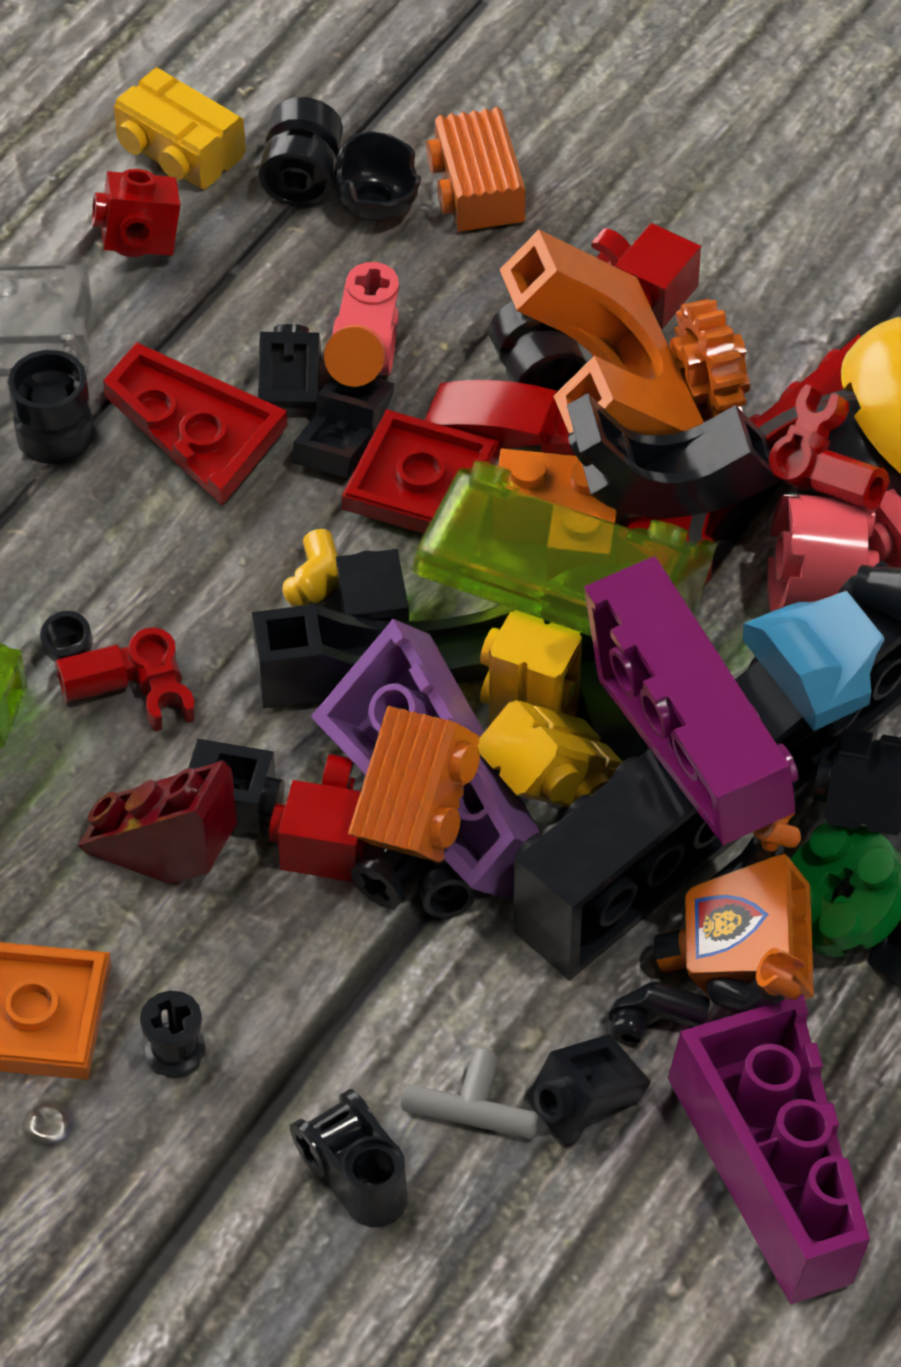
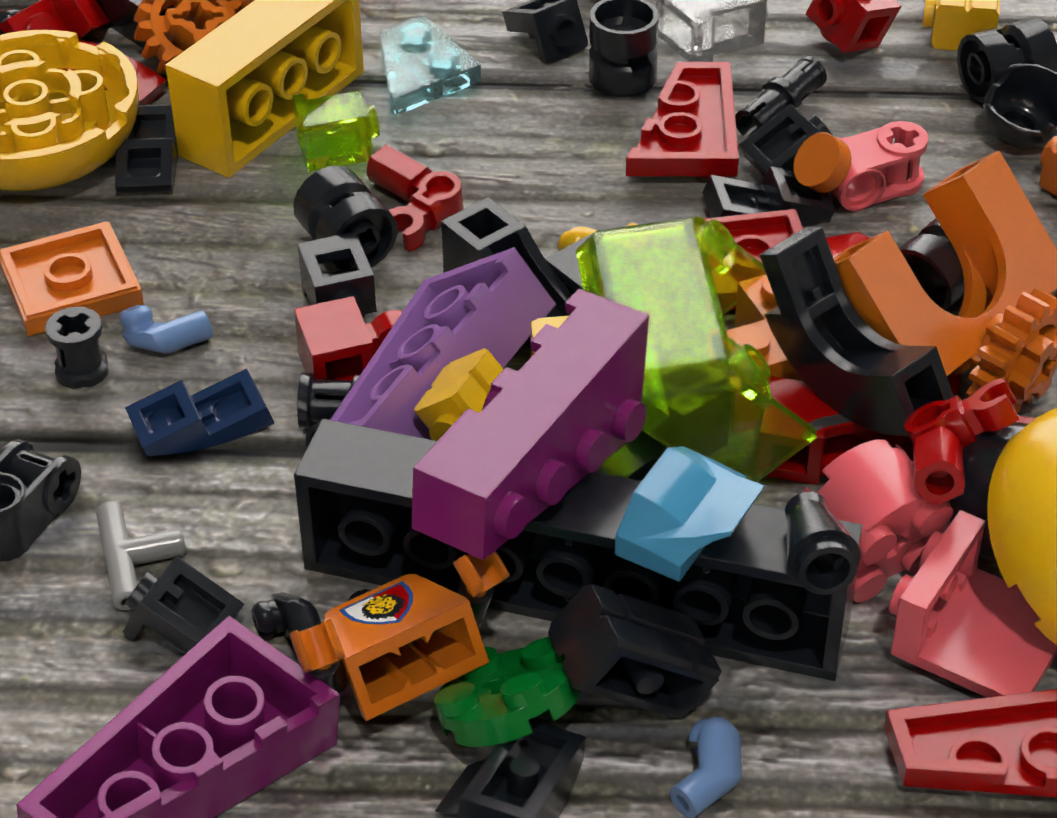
camera: 60 degrees right, 10 degrees down
(63, 631) = (421, 144): black hinge -> none
(123, 736) = (339, 203): none -> black wheel
(167, 825) = (265, 254): dark red slope -> none
(189, 963) = (160, 336): none -> medium blue arm
(208, 333) = (780, 92): none -> black pin
(327, 975) = (182, 423): none -> dark blue slope
(415, 784) = (365, 337): orange brick -> none

